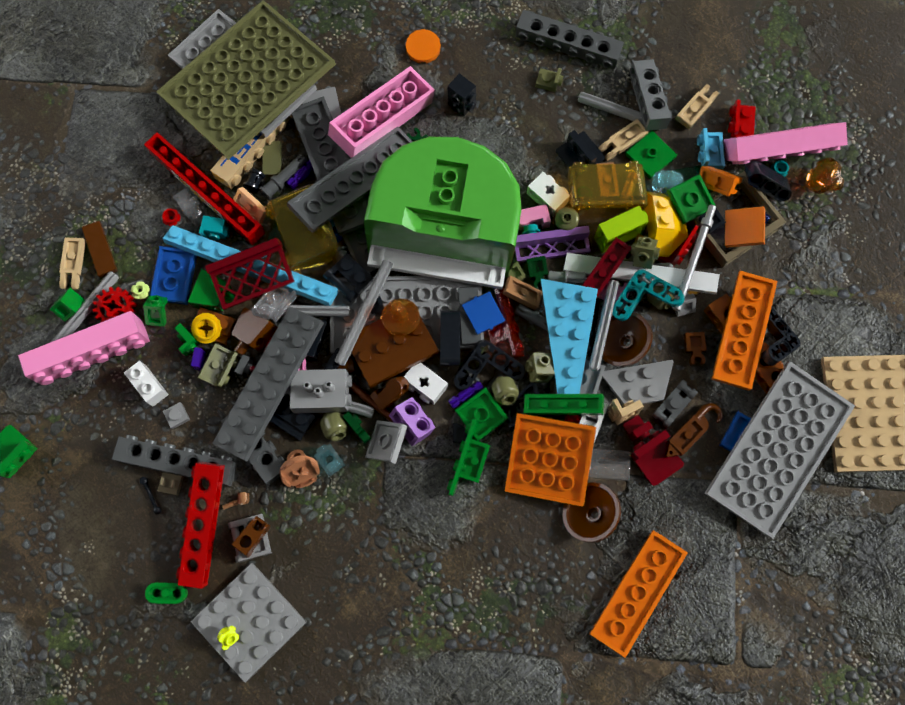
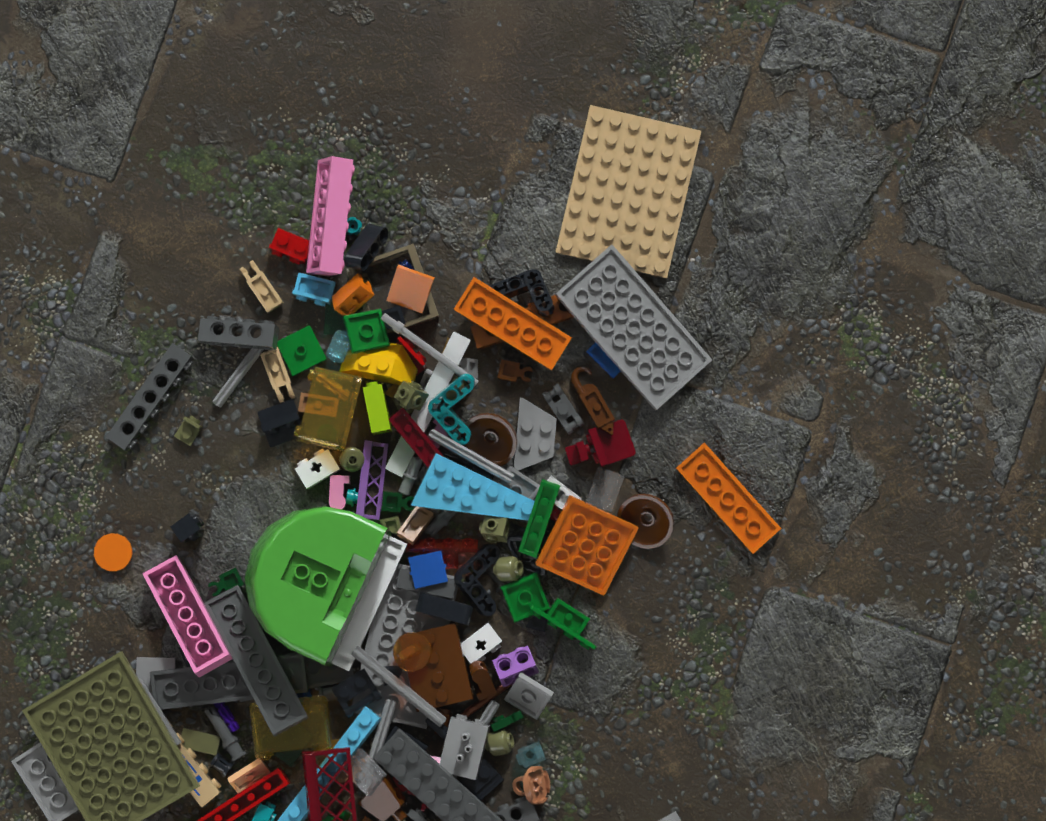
camera: 75 degrees left, 10 degrees up
(466, 394) = (501, 607): dark purple axle -> none
(629, 410) = (559, 458): tan bracket -> none
(825, 176) = (375, 187): clear orange tile -> none

